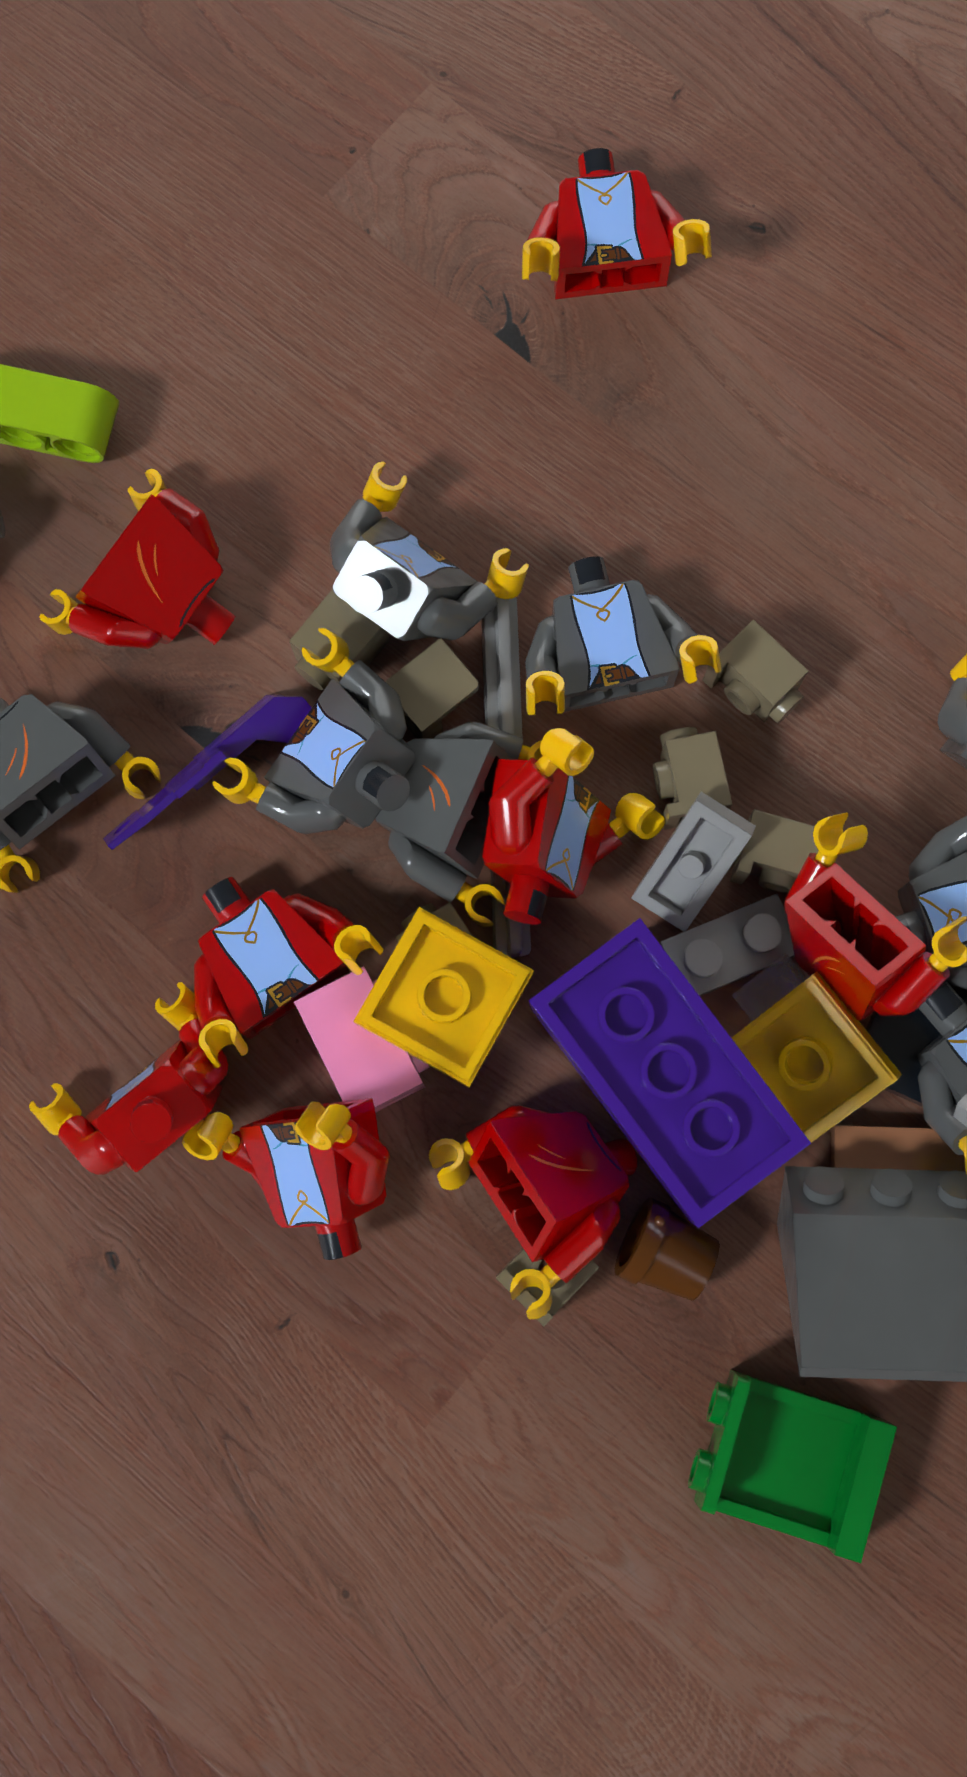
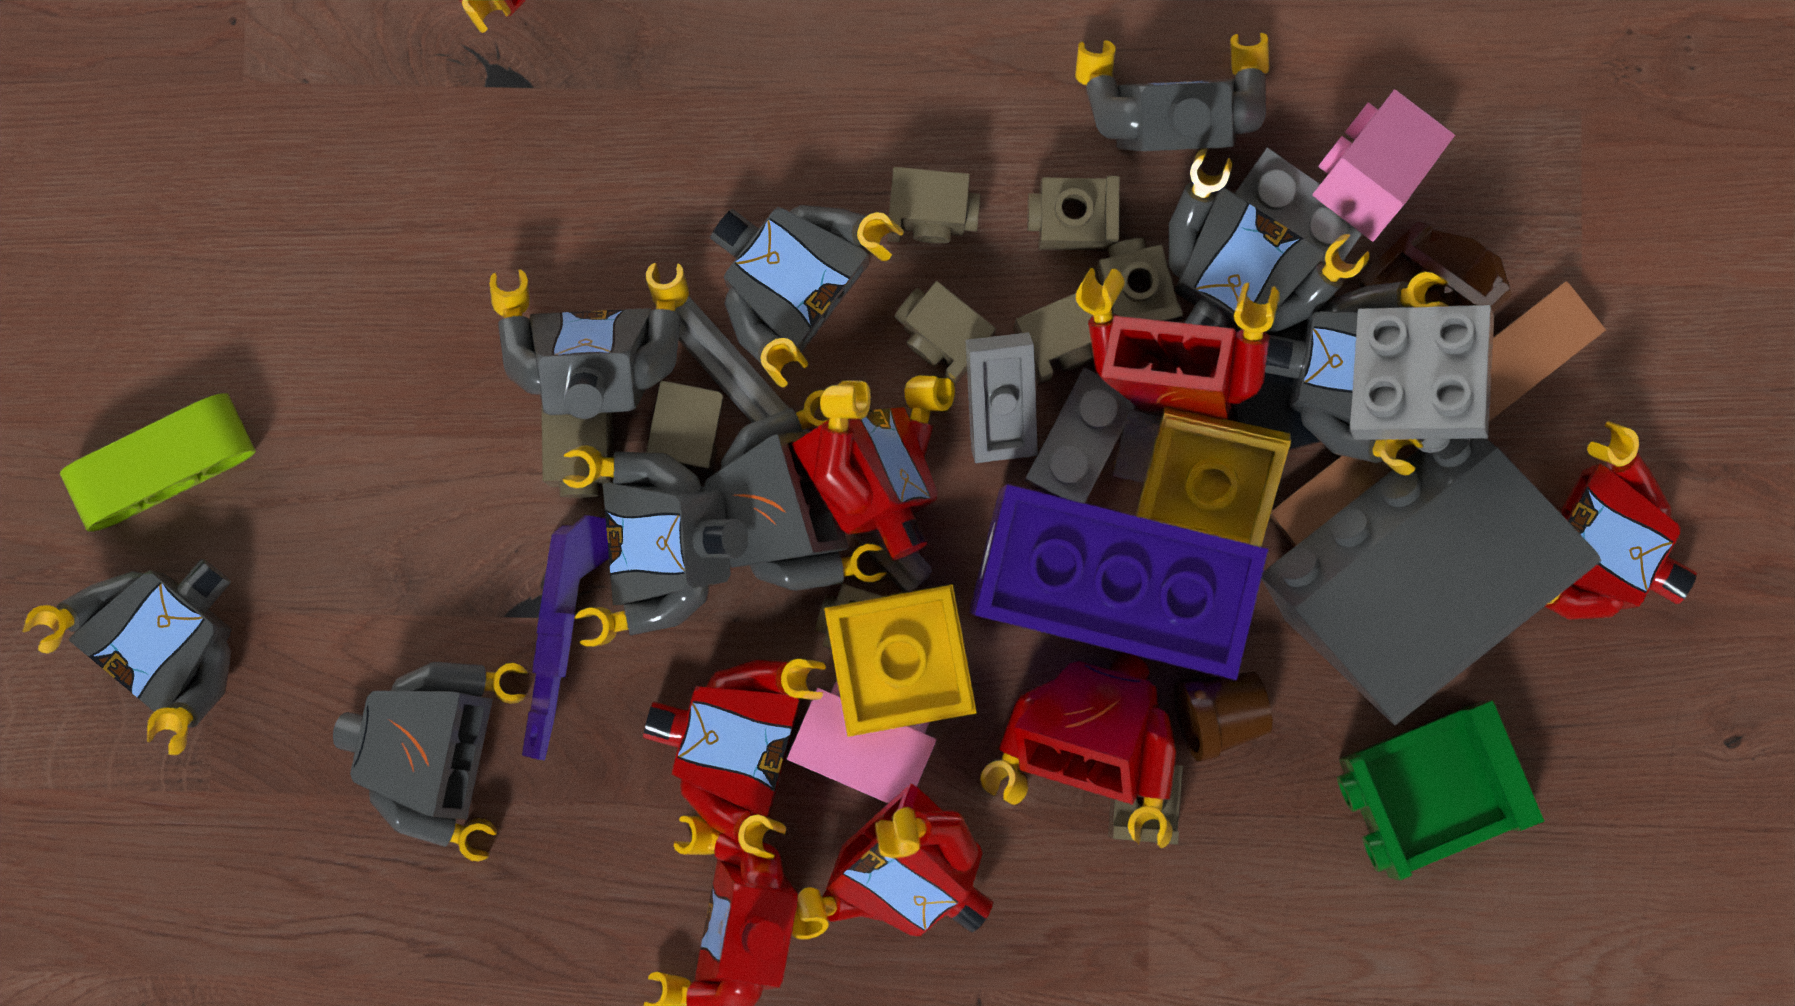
camera: 45 degrees left, 5 degrees up
(151, 578) = (383, 518): red torso -> none
(866, 792) = (1093, 231): none -> dark tan brick
(887, 841) = (1132, 257): none -> dark tan brick

